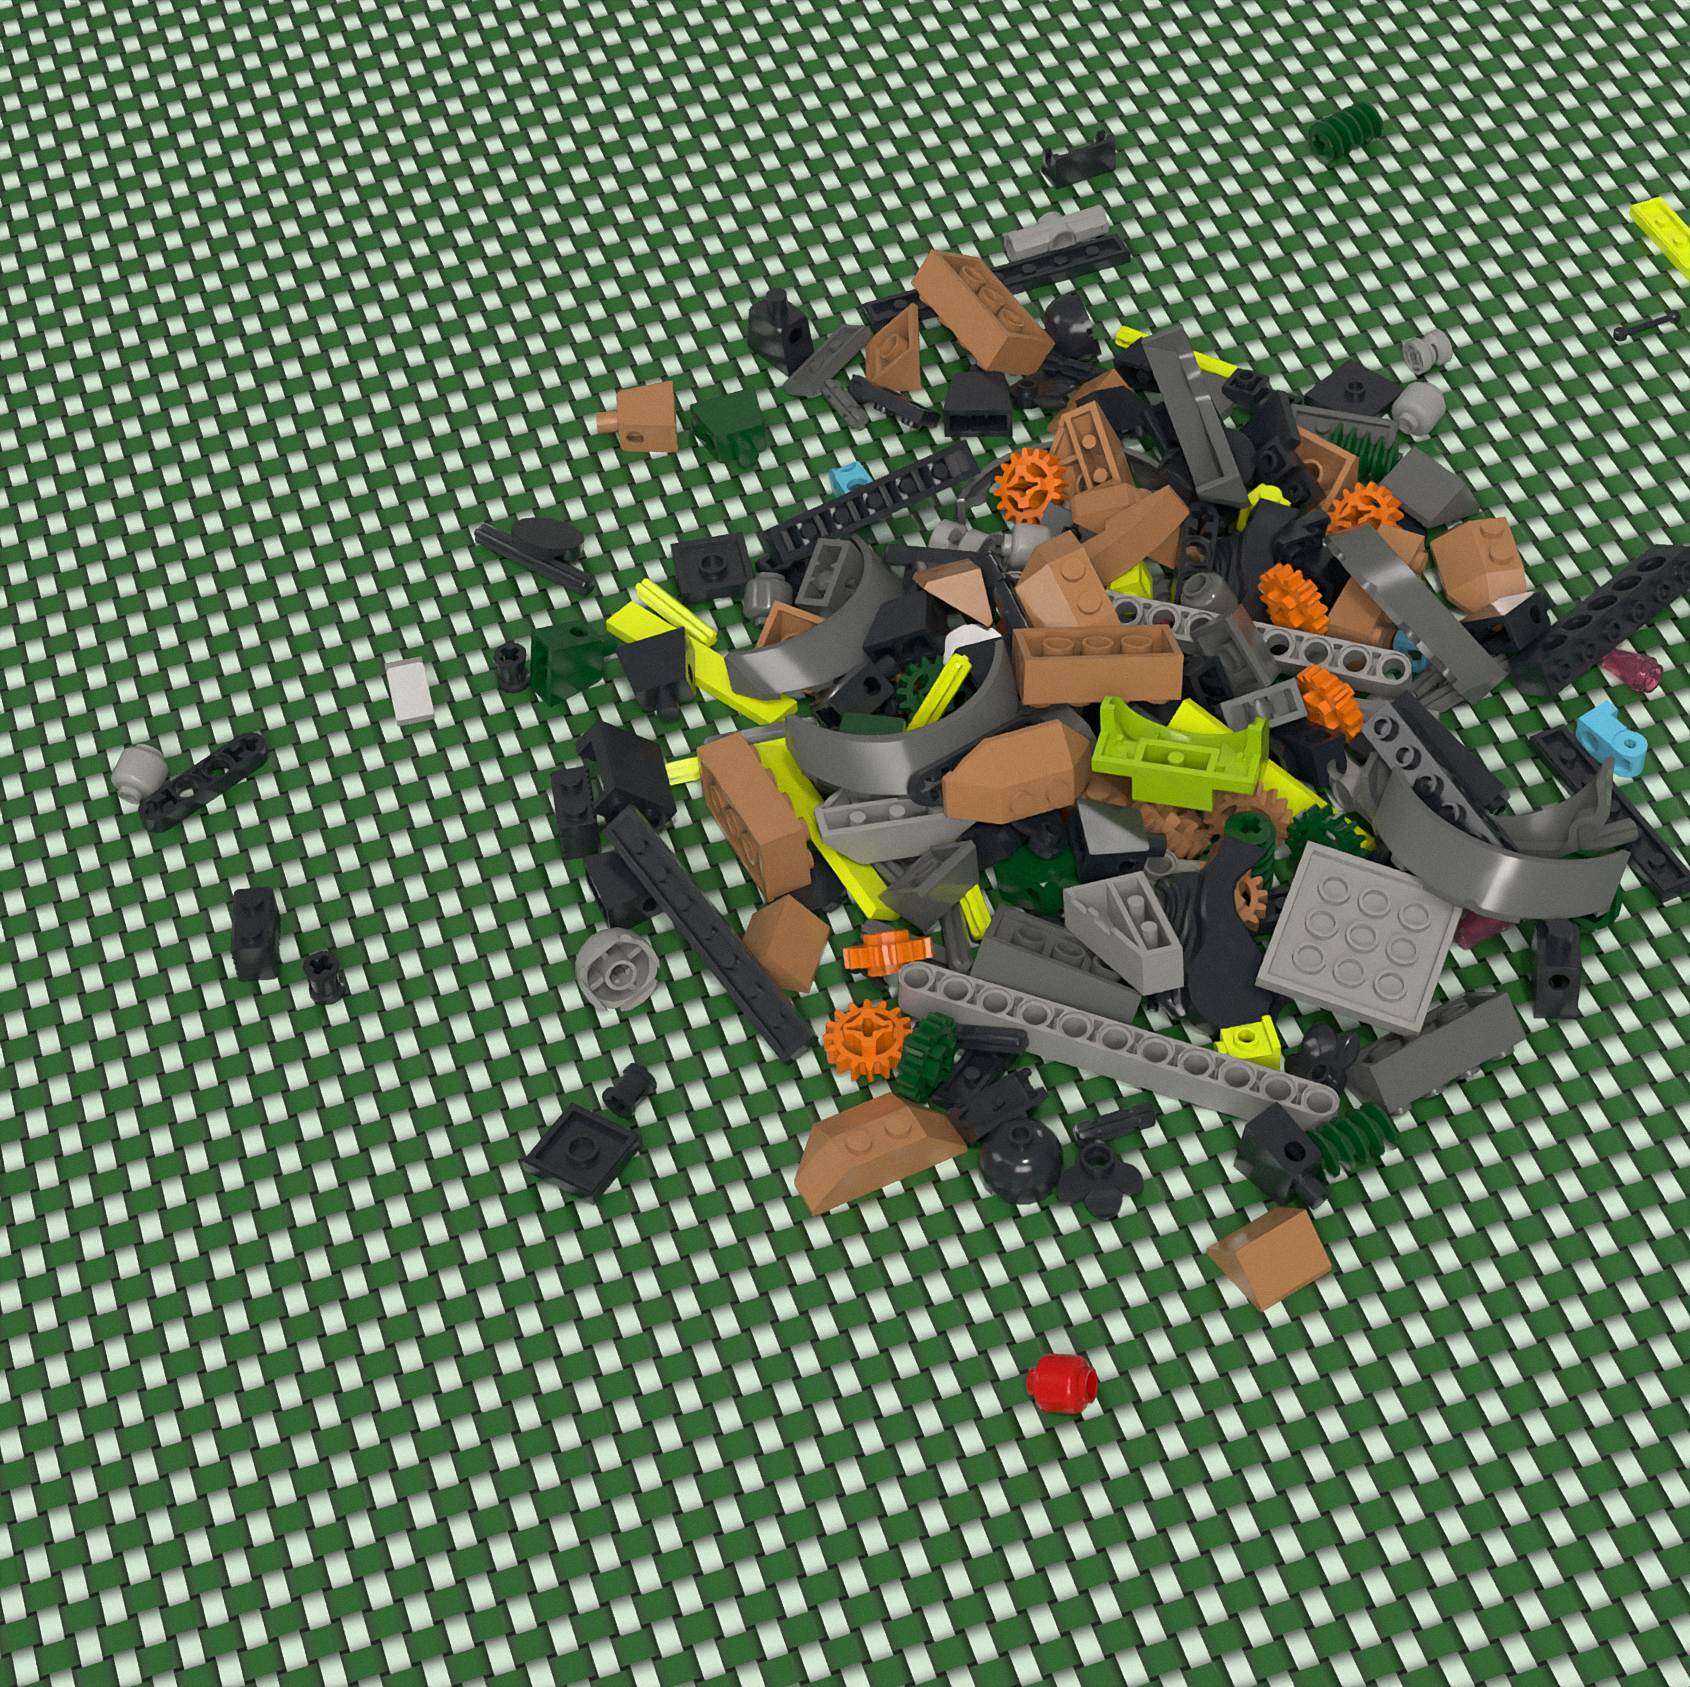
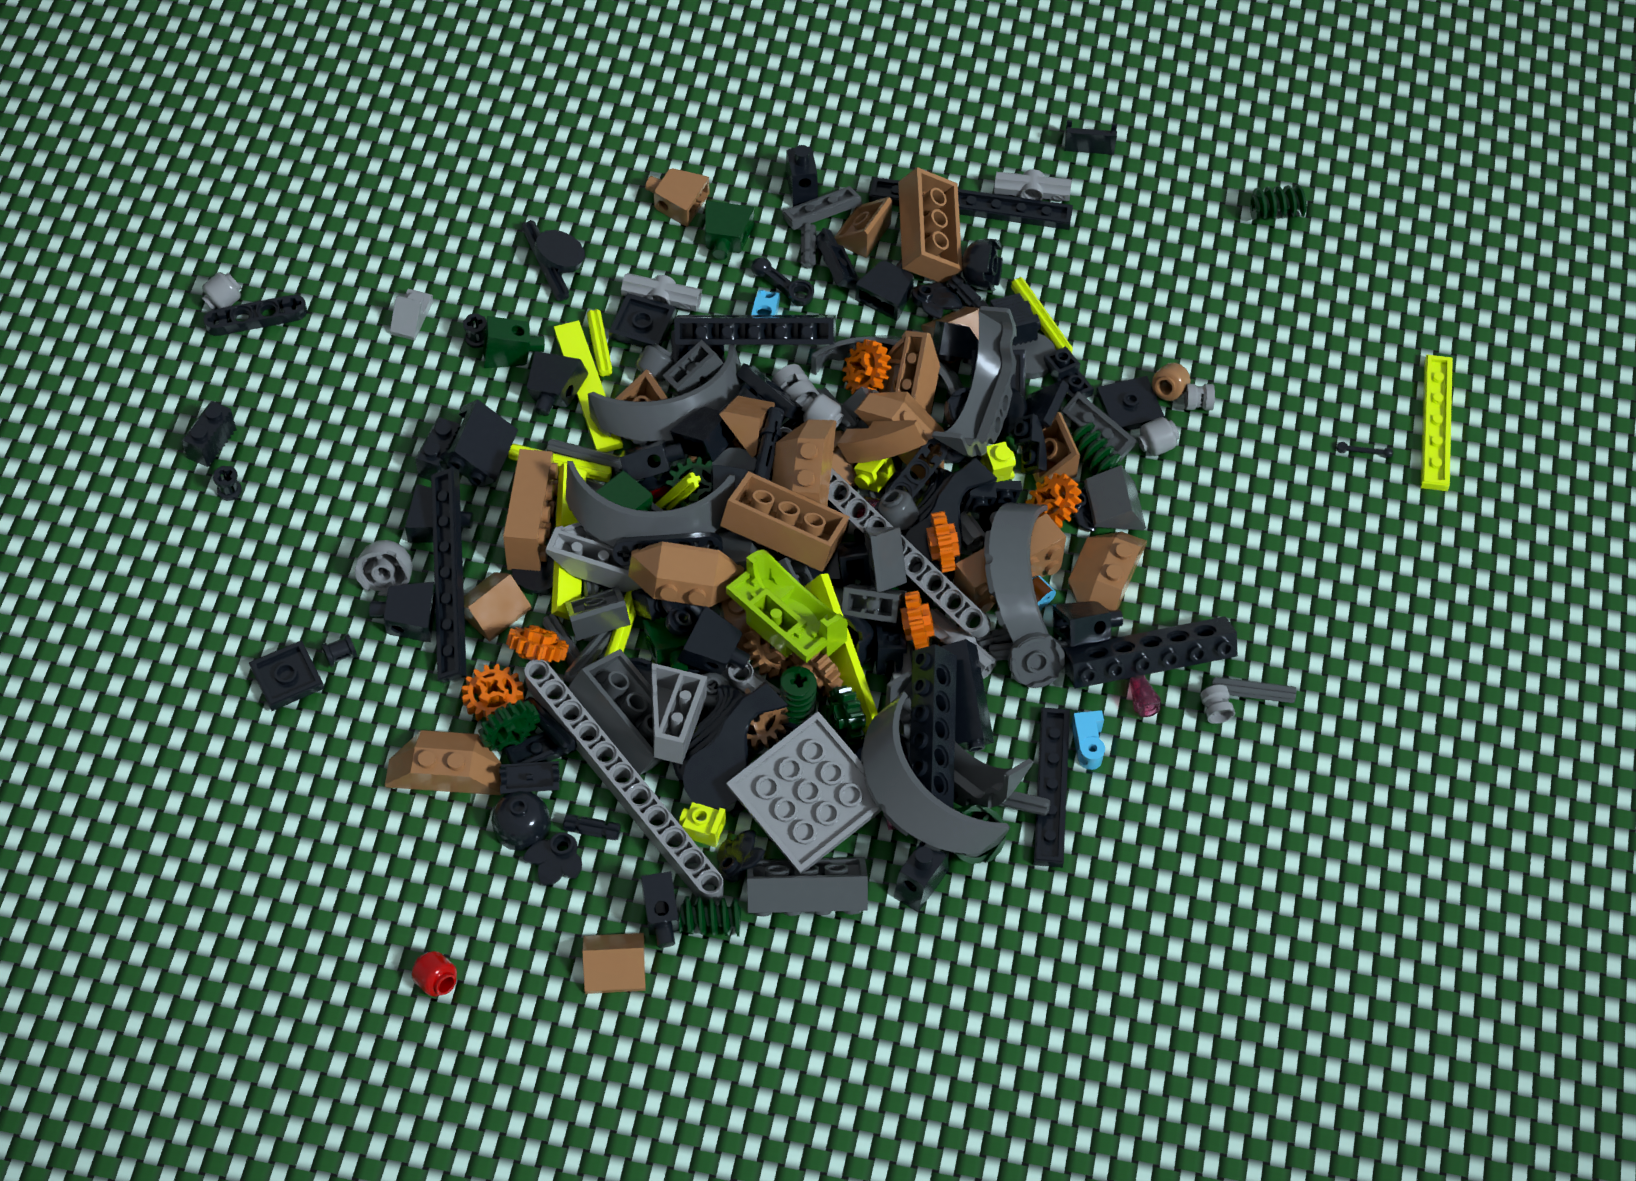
camera: 25 degrees right, 10 degrees up
(683, 1004) = (407, 611): none -> black torso
(709, 521) = (663, 290): none -> light grey piece
(810, 450) = (762, 268): none -> black piece
(1384, 362) = (1170, 381): none -> medium nougat head
(1488, 686) = (1036, 660): none -> dark grey tile

